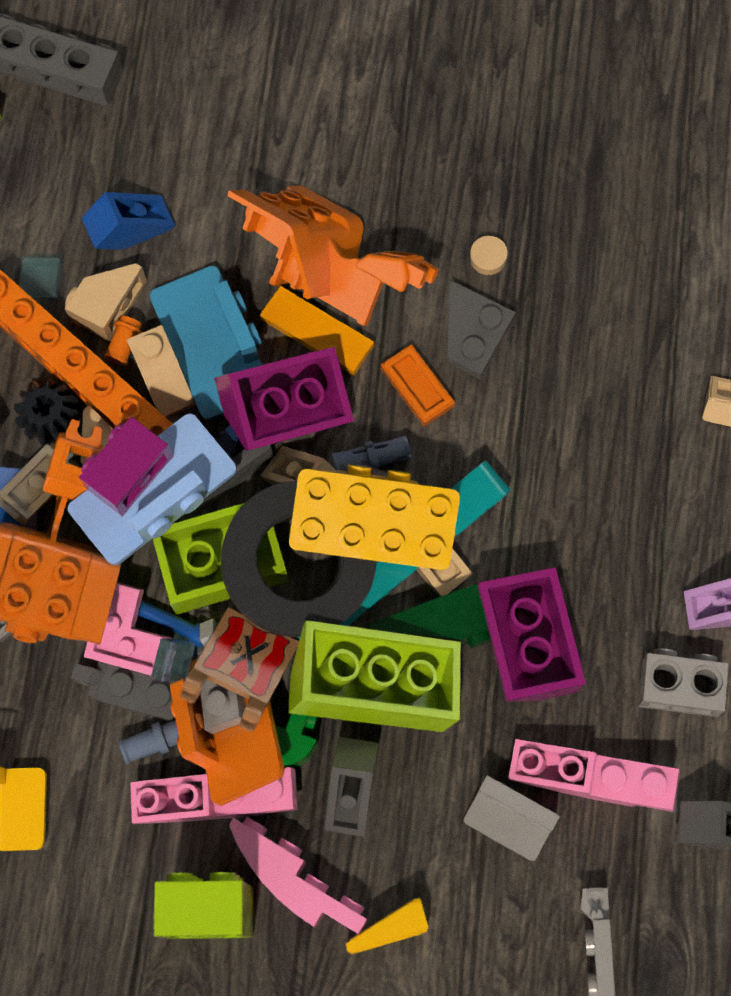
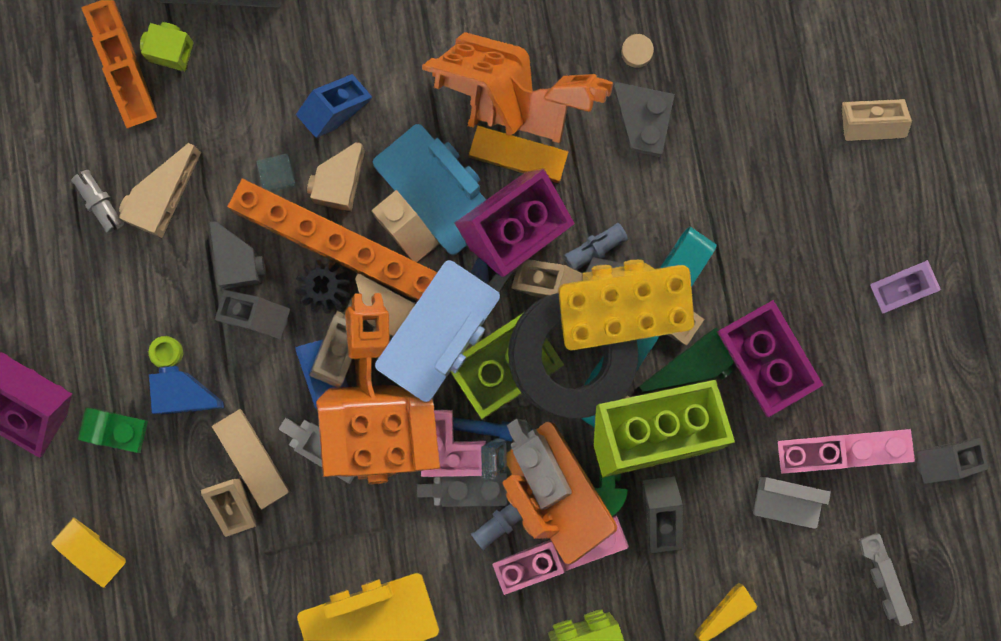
camera: 25 degrees left, 10 degrees up
(119, 349) = (363, 205): orange pin -> none
(125, 465) = (413, 320): magenta brick -> none
(244, 662) = (554, 447): flag -> none
(279, 870) = (628, 595): bright pink slope -> none
(417, 385) = (613, 177): orange tile -> none
(683, 694) = (892, 363): light grey brick -> none

